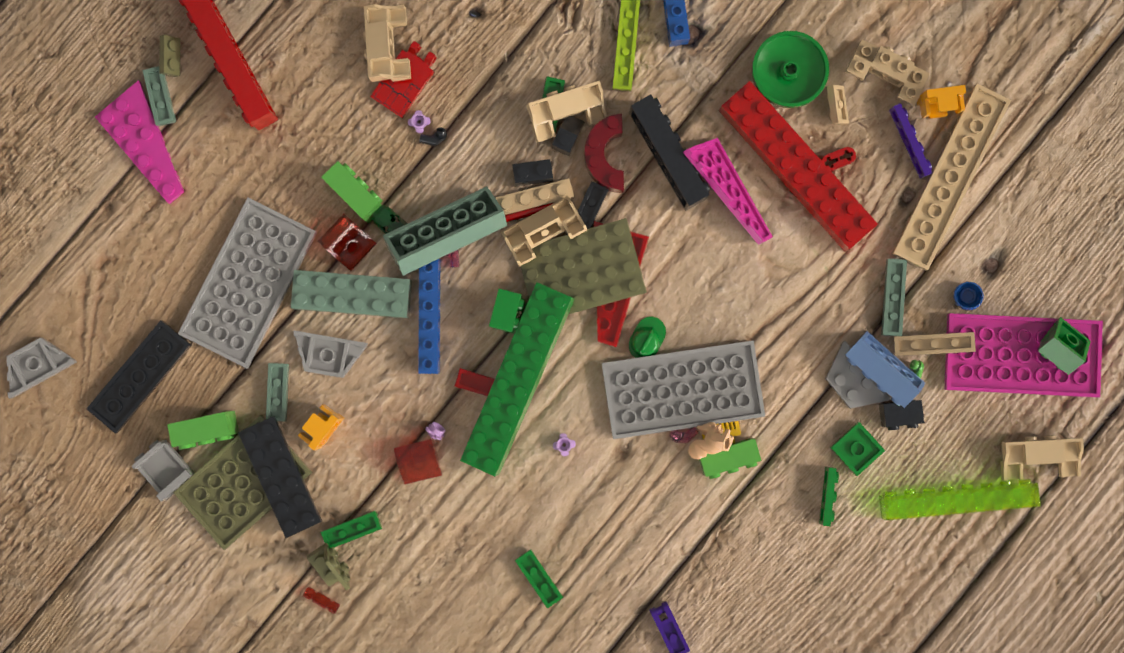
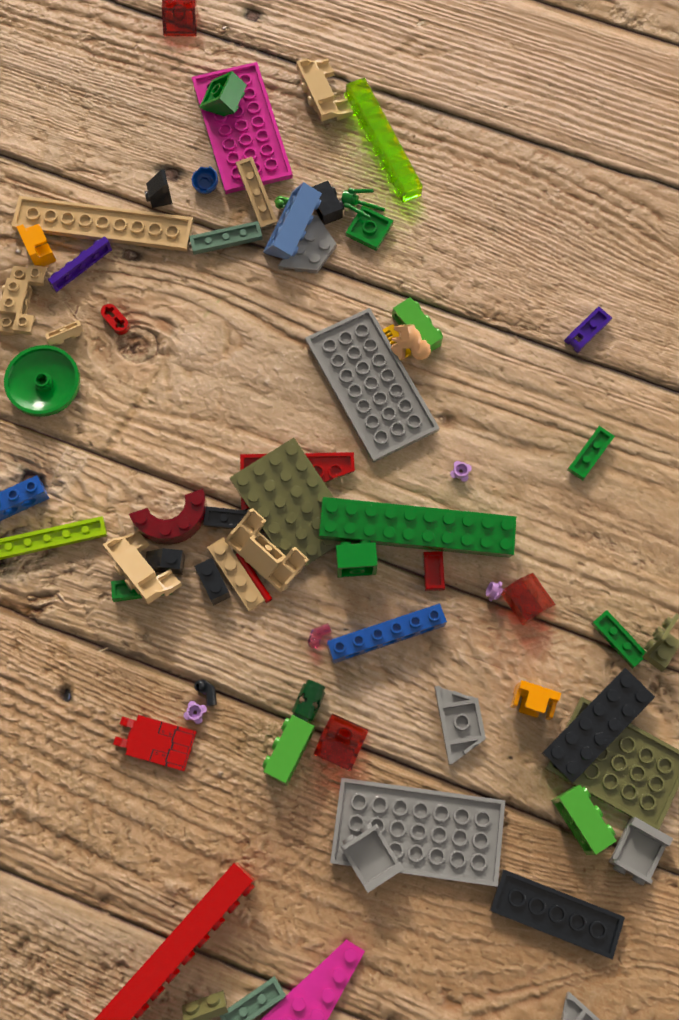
camera: 110 degrees left, 15 degrees down
(237, 233) = (371, 857): none -> light grey panel
(277, 391) = (515, 760): sand green plate -> none
(351, 294) = (392, 718): sand green brick -> none
(380, 43) = (134, 774): tan bracket -> none
(445, 230) = (298, 642): sand green brick -> none
(647, 337) = (334, 430): green piece -> none
(668, 152) = (154, 460): black brick -> none
(683, 437) = (413, 370): clear pink arm -> none
(721, 175) = (157, 413): dark pink wing -> none
(797, 166) = (131, 350): red brick -> none
(828, 496) = (419, 238): green plate -> none
(897, 441) = (350, 200): none -> green plant
(969, 244) = (158, 190): none -> black slope

